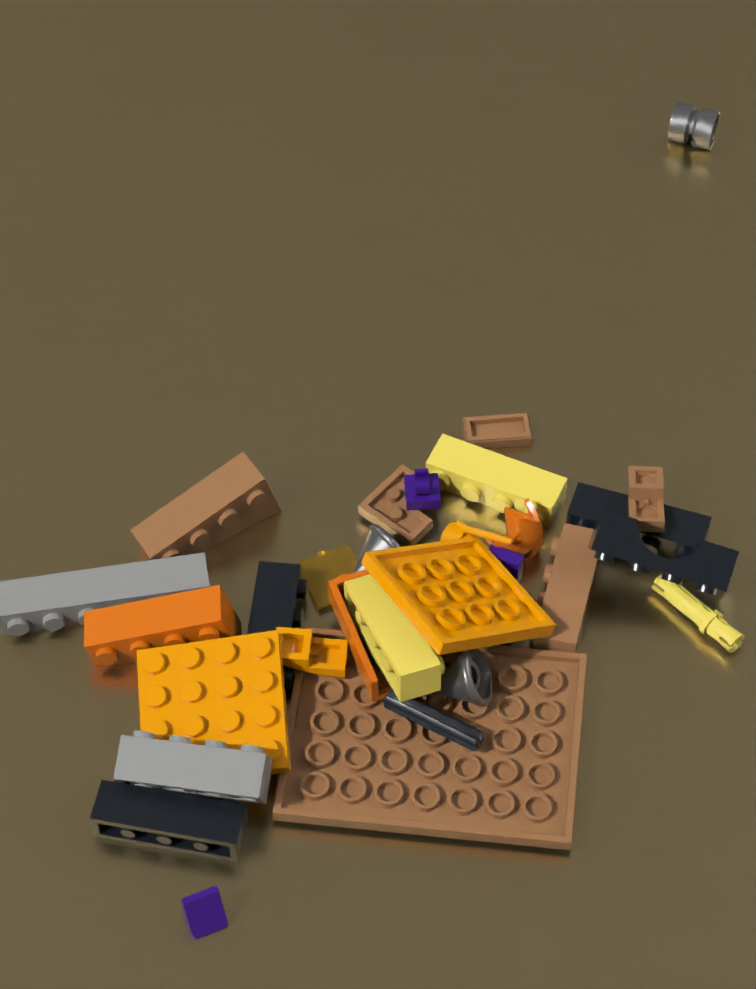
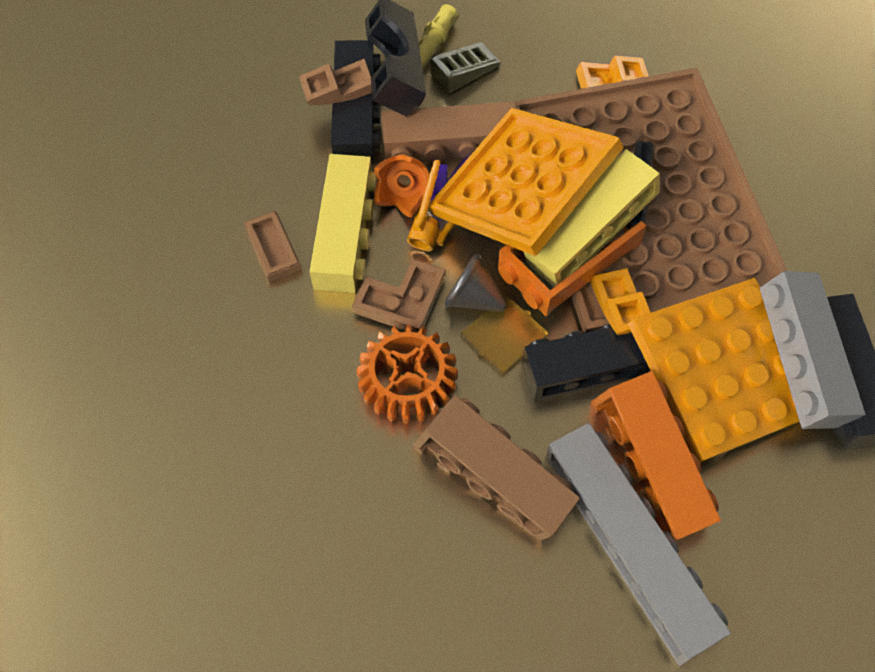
camera: 110 degrees left, 10 degrees up
(317, 496) = (418, 351): none -> orange gear
(422, 490) = (386, 272): dark purple tile -> none
(597, 768) = (620, 69): none -> light orange slope
(652, 615) = (460, 76): none -> olive slope

